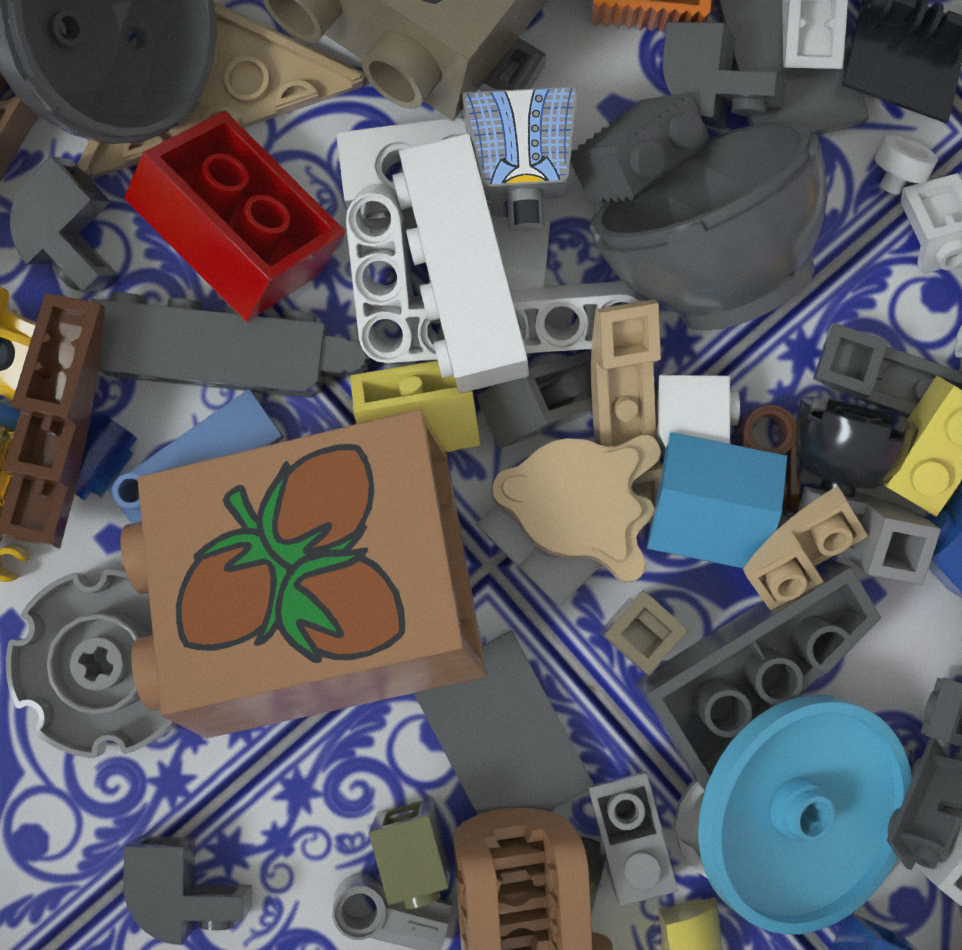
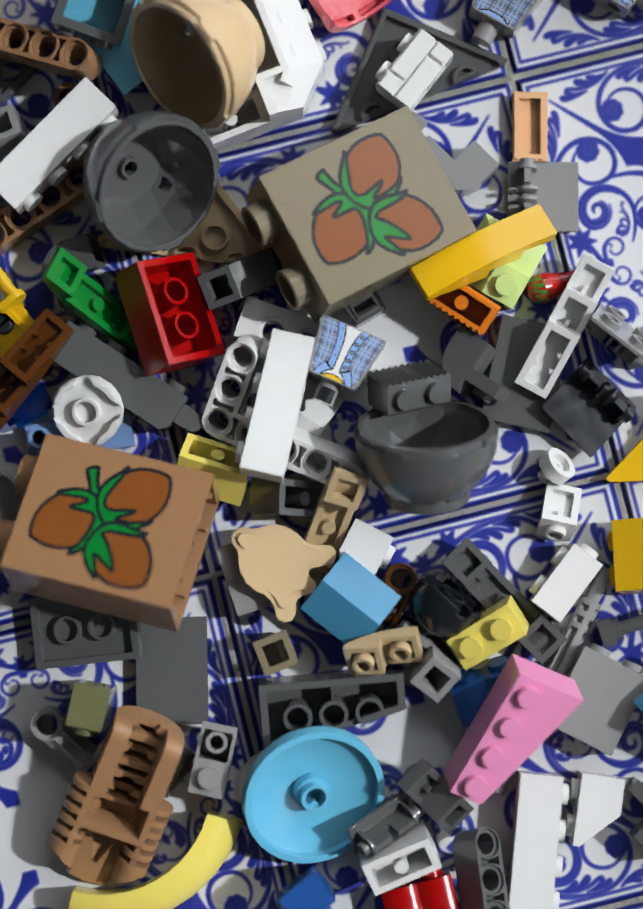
camera: 25 degrees right, 0 degrees up
(100, 252) = (87, 298): none -> green slope
(185, 413) = (88, 409): none -> white tile
(312, 113) = (239, 278): none -> dark grey slope
(343, 754) = (80, 636): none -> dark grey plate

